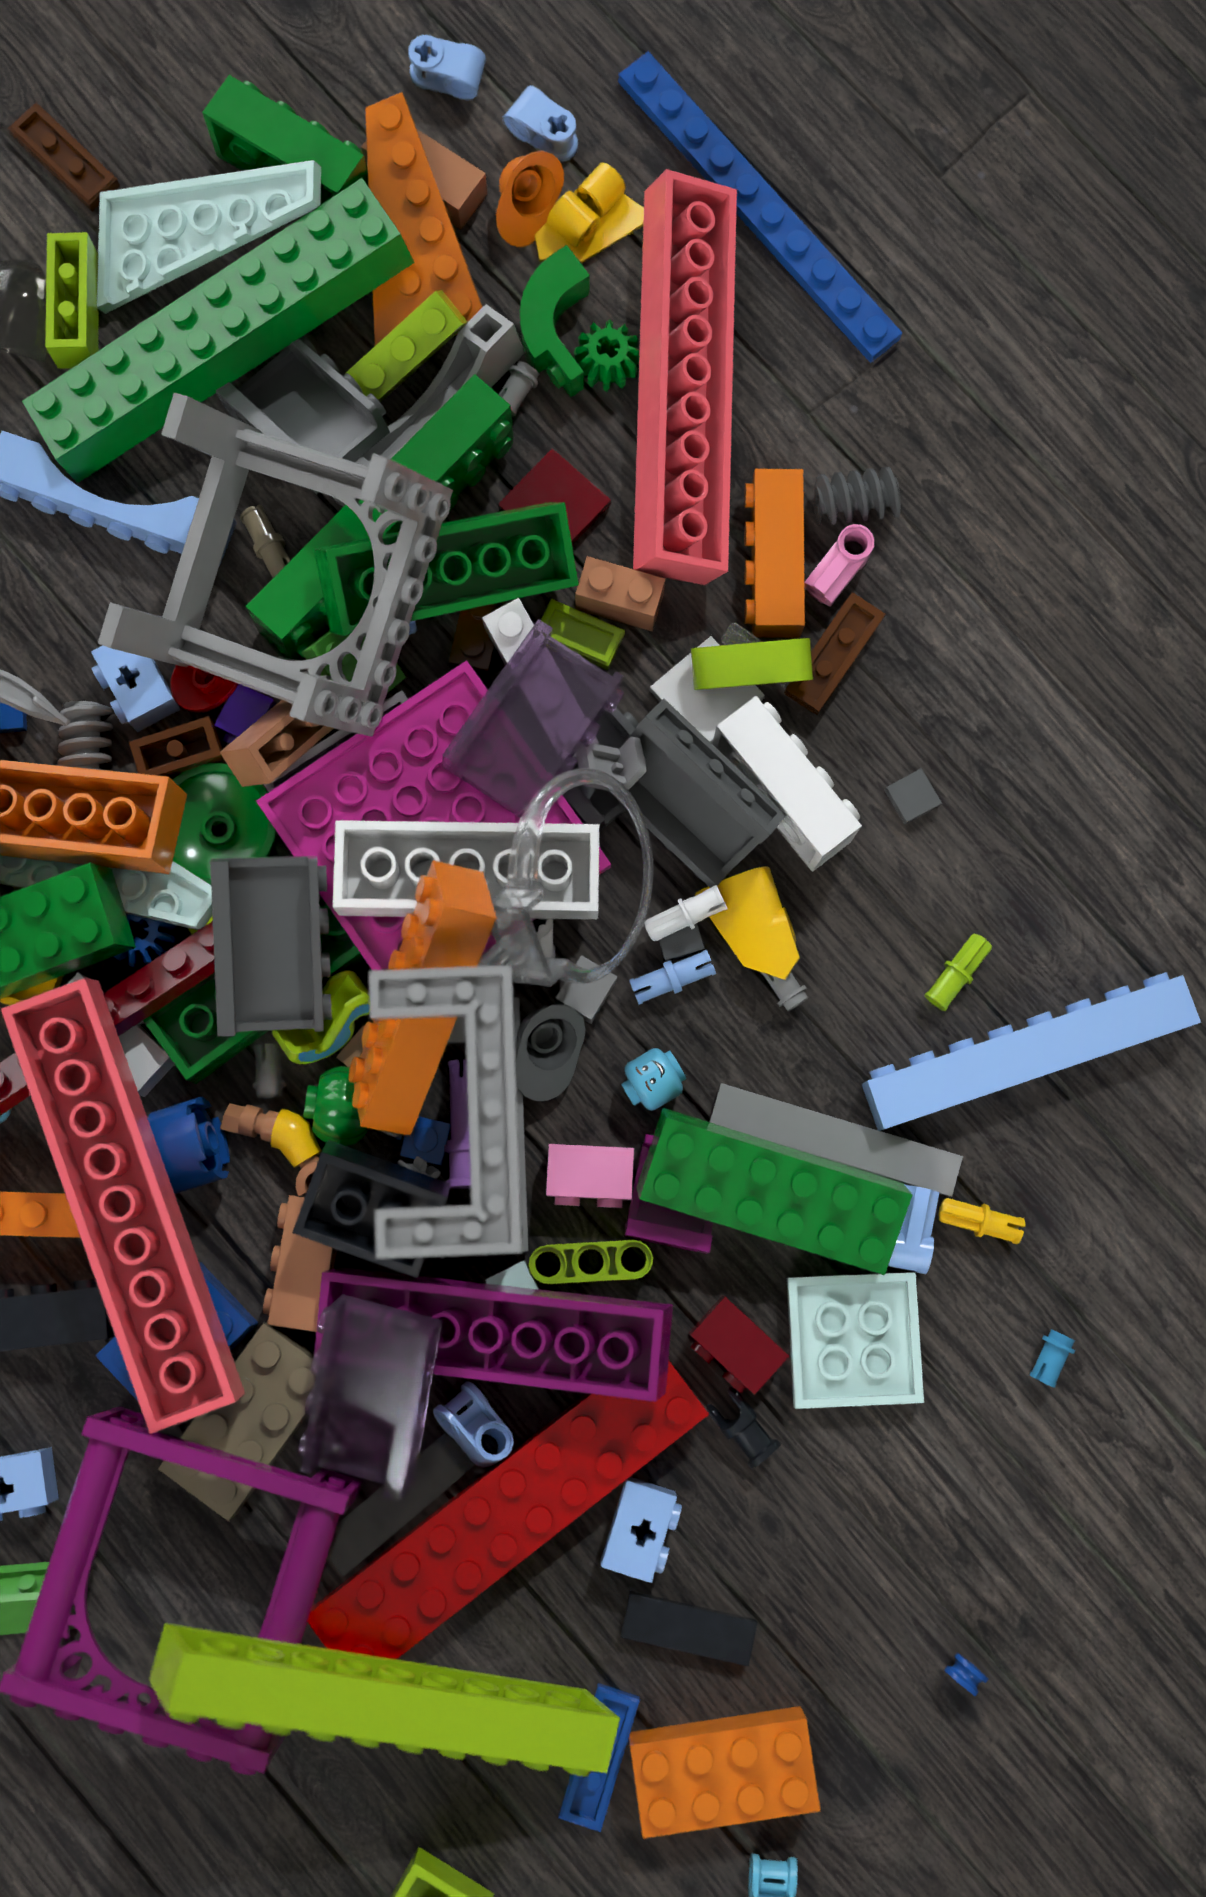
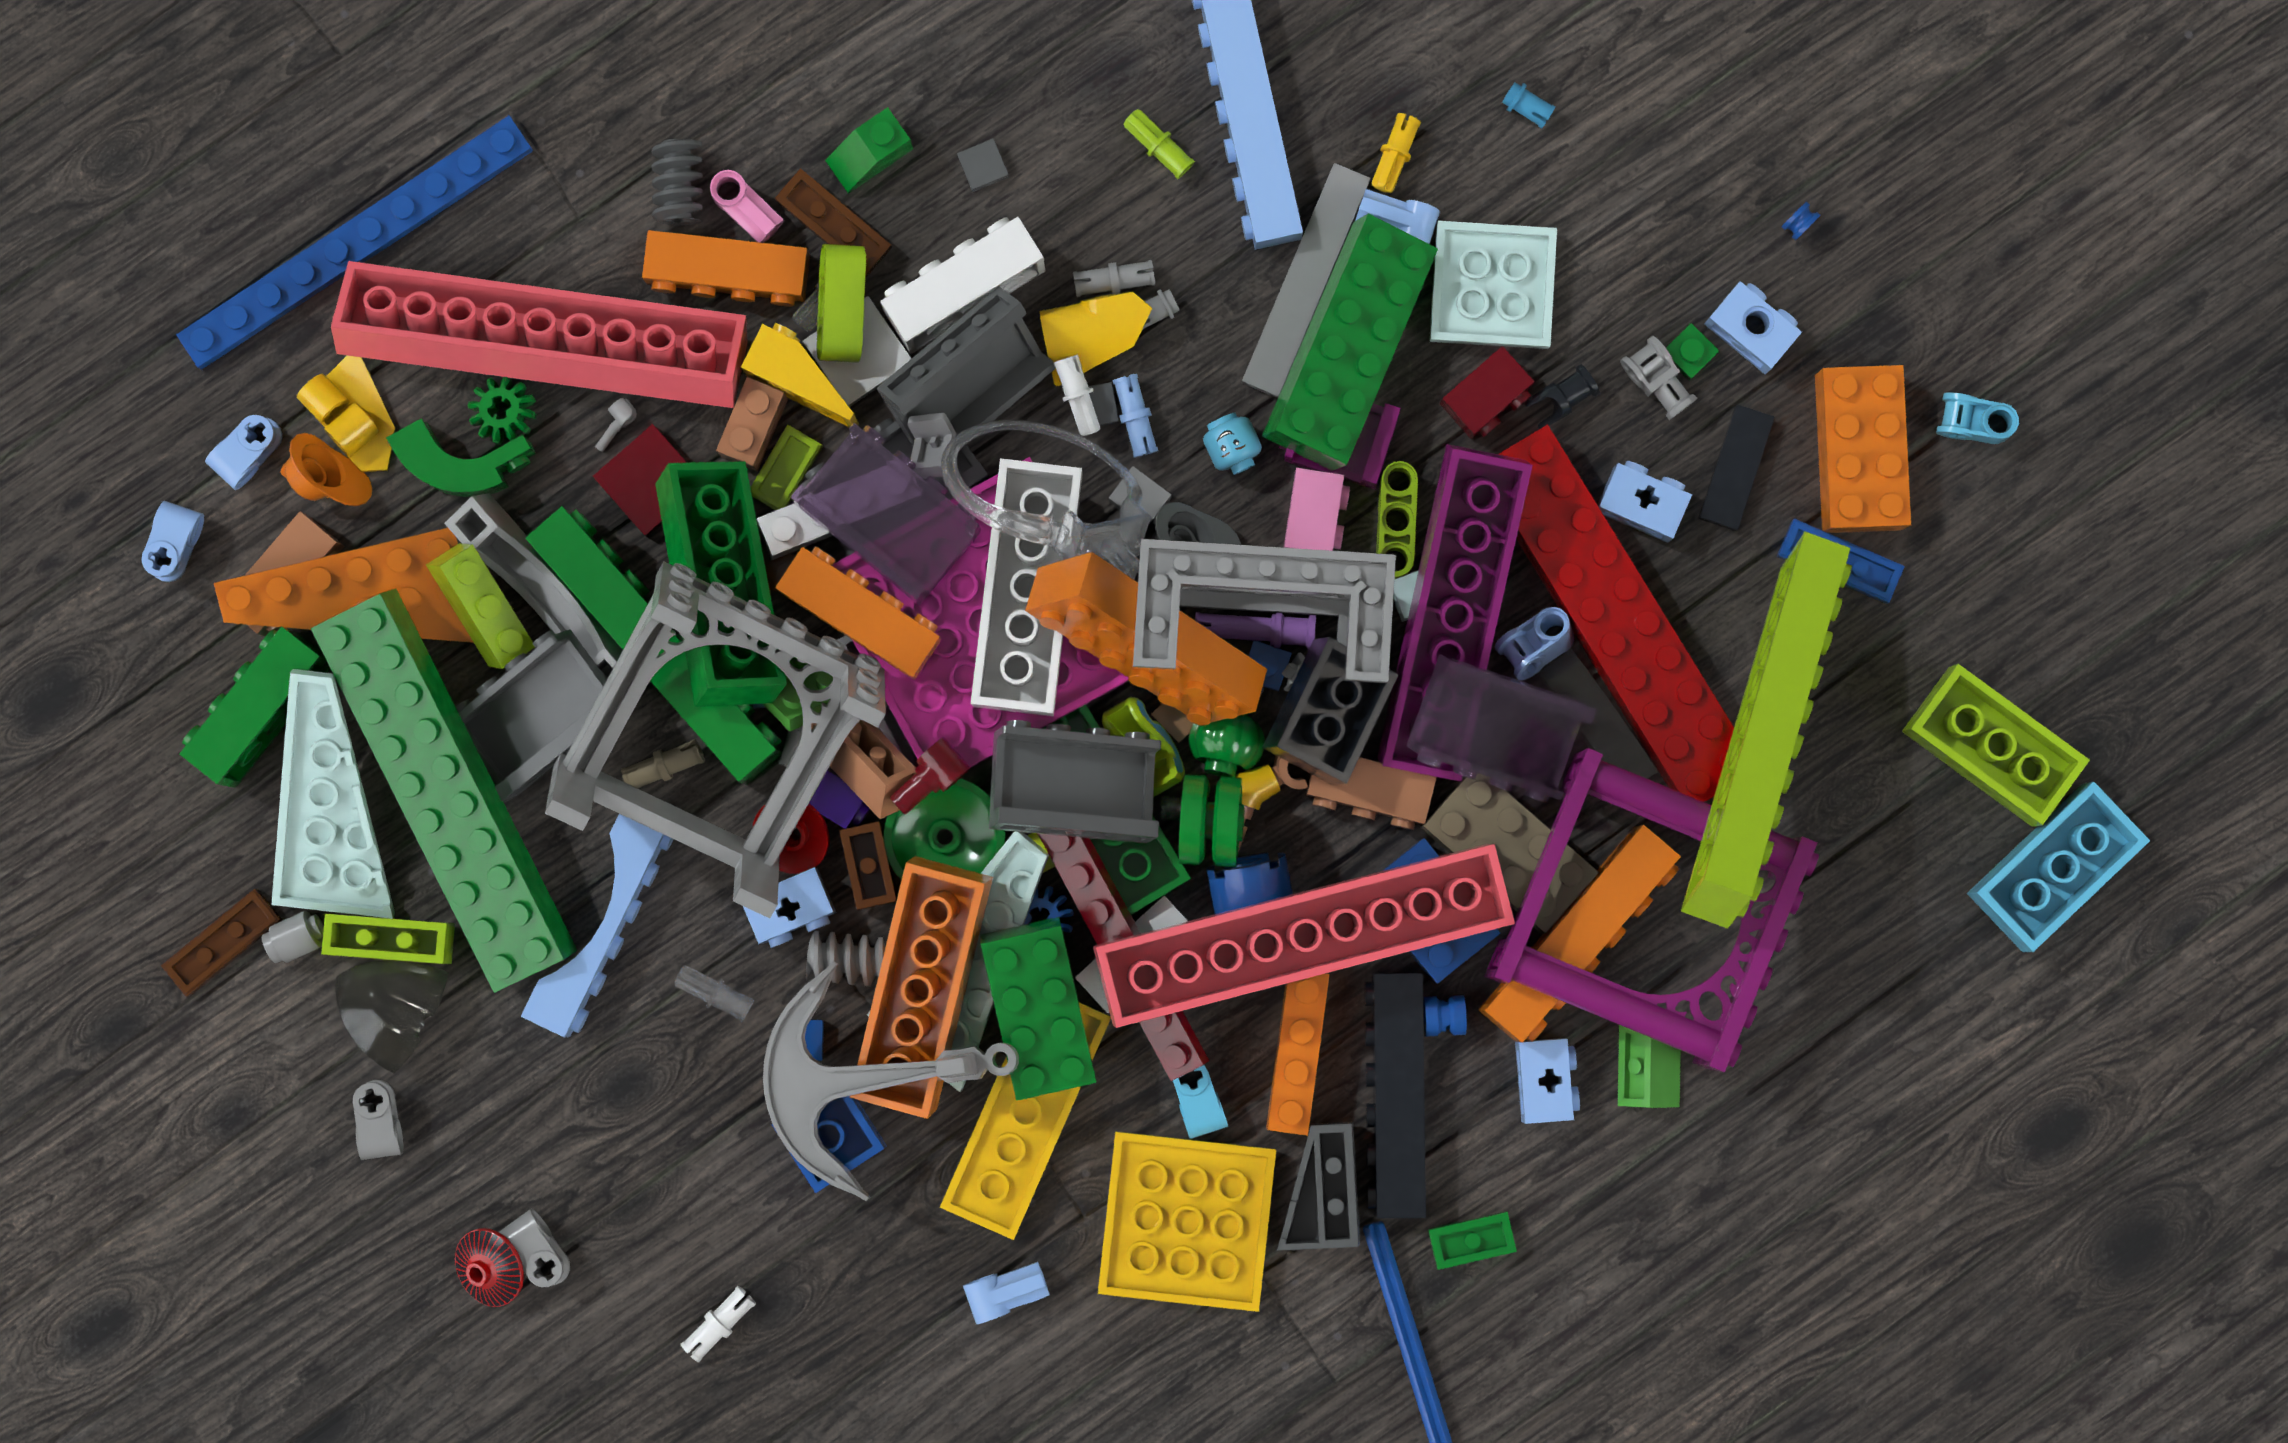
camera: 80 degrees left, 5 degrees up
(44, 618) = (714, 992): none -> clear axle
(68, 1367) = (1442, 1015): none -> blue wheel
(69, 212) = (293, 937): none -> light grey brick
(174, 1523) = (1587, 927): none -> orange brick
(244, 1092) = (1210, 820): none -> green wheel
(268, 799) = (937, 770): none -> dark red pin
(426, 704) = (858, 612): none -> orange brick
(518, 385) = (524, 504): light grey pin -> none
(617, 473) = (624, 414): none -> light grey hand
(681, 616) = (784, 364): none -> yellow slope
(776, 1532) = (1658, 377): none -> light grey connector
(808, 1563) = (1691, 351): none -> green plate
(812, 940) = (1114, 278): none -> light grey pin
(843, 1606) = (1759, 349): none -> light blue brick
(913, 681) = (869, 150): none -> green slope

